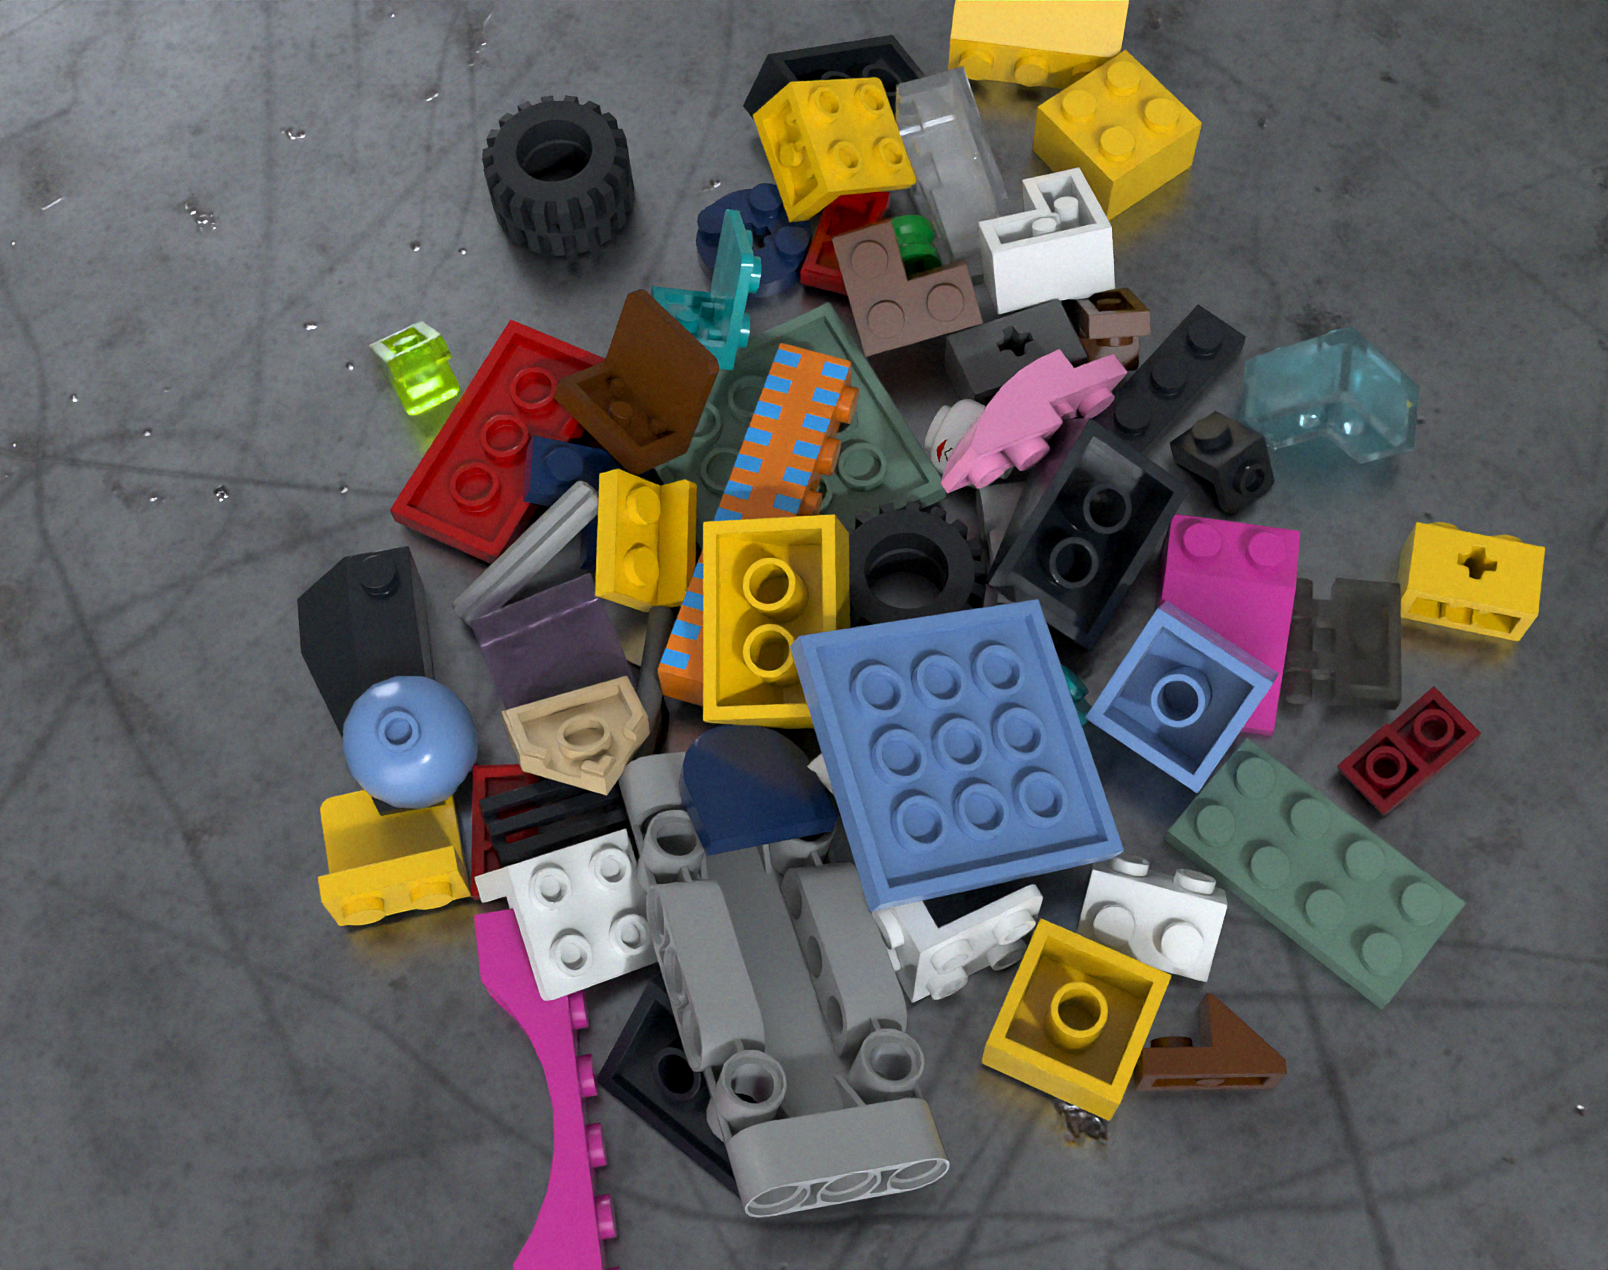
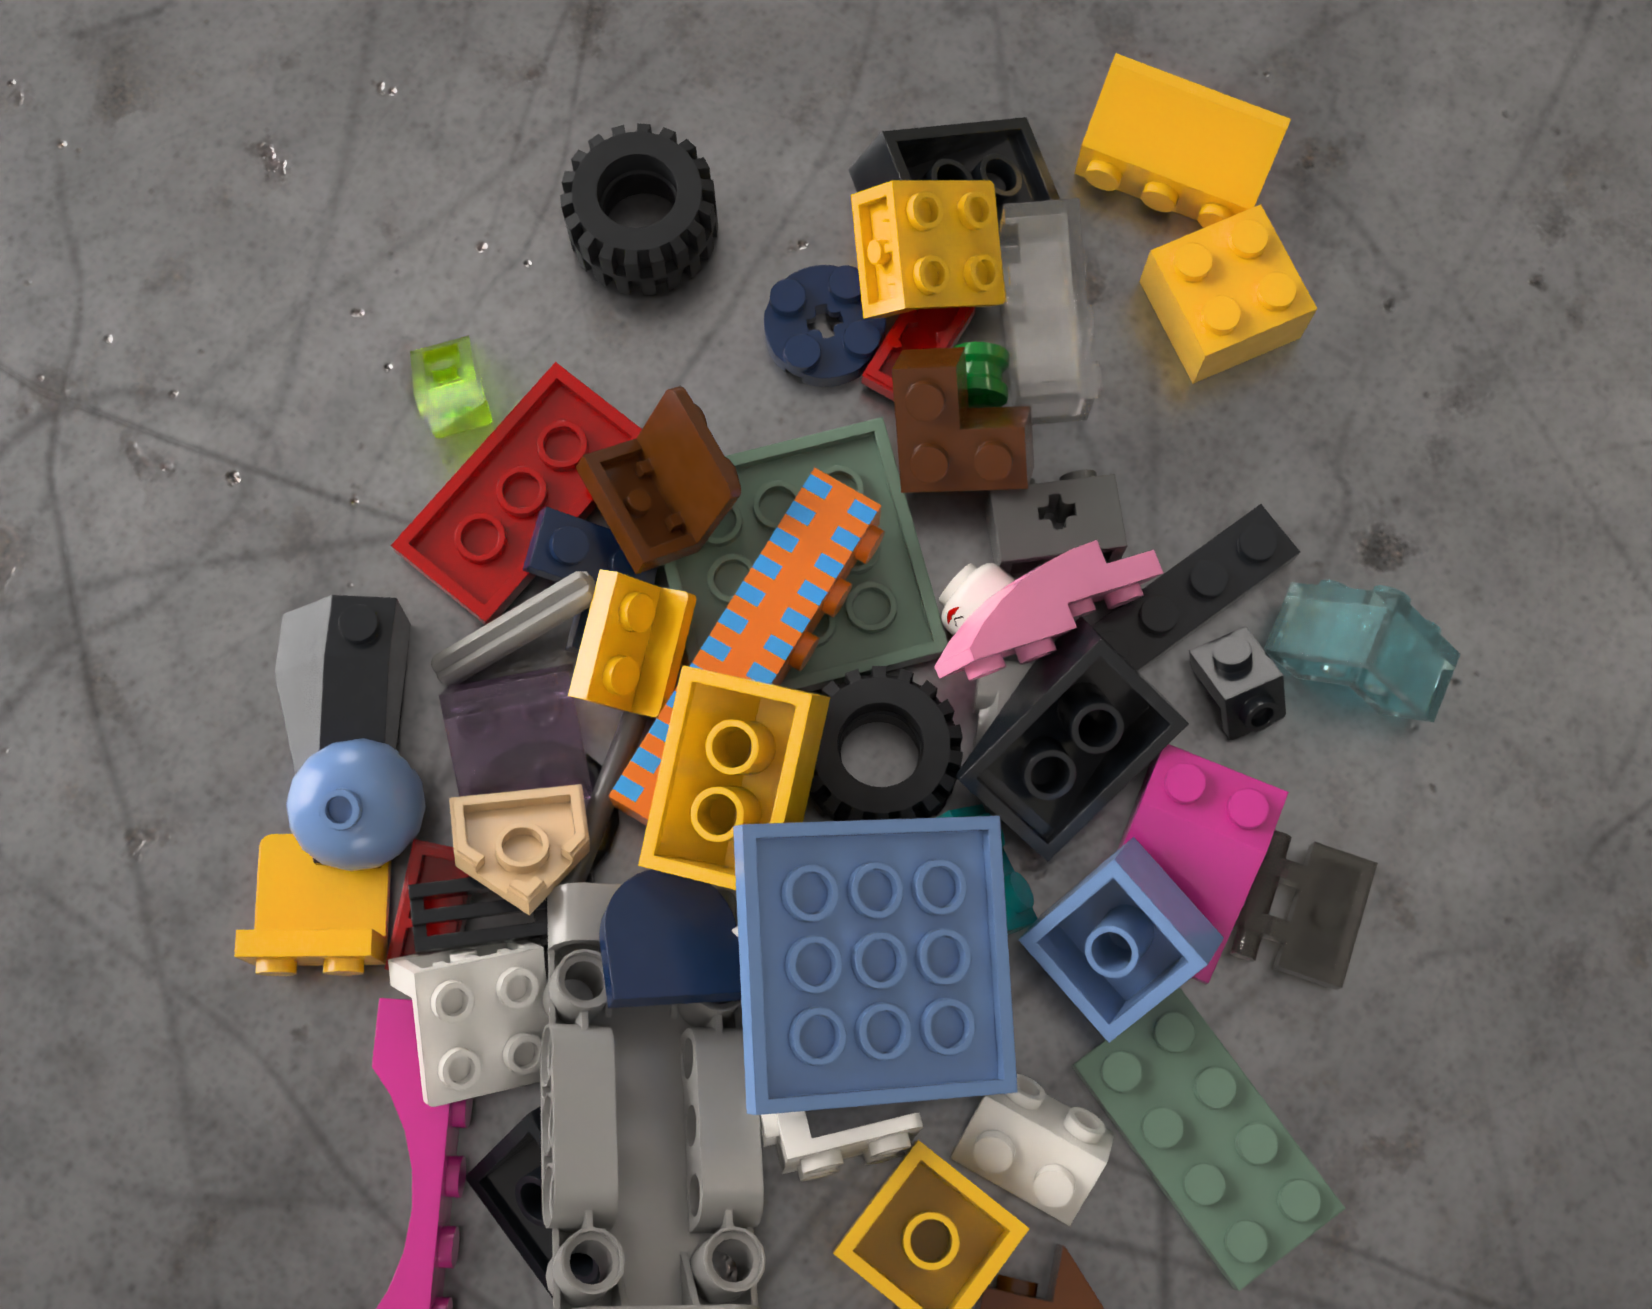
camera: 10 degrees right, 10 degrees up
(720, 315) = (752, 409): teal bracket -> none
(1051, 249) = (1123, 419): white brick -> none
(1111, 324) = (1162, 506): reddish brown slope -> none
(1409, 751) = (1335, 1037): dark red slope -> none
(1470, 580) = (1411, 874): yellow brick -> none

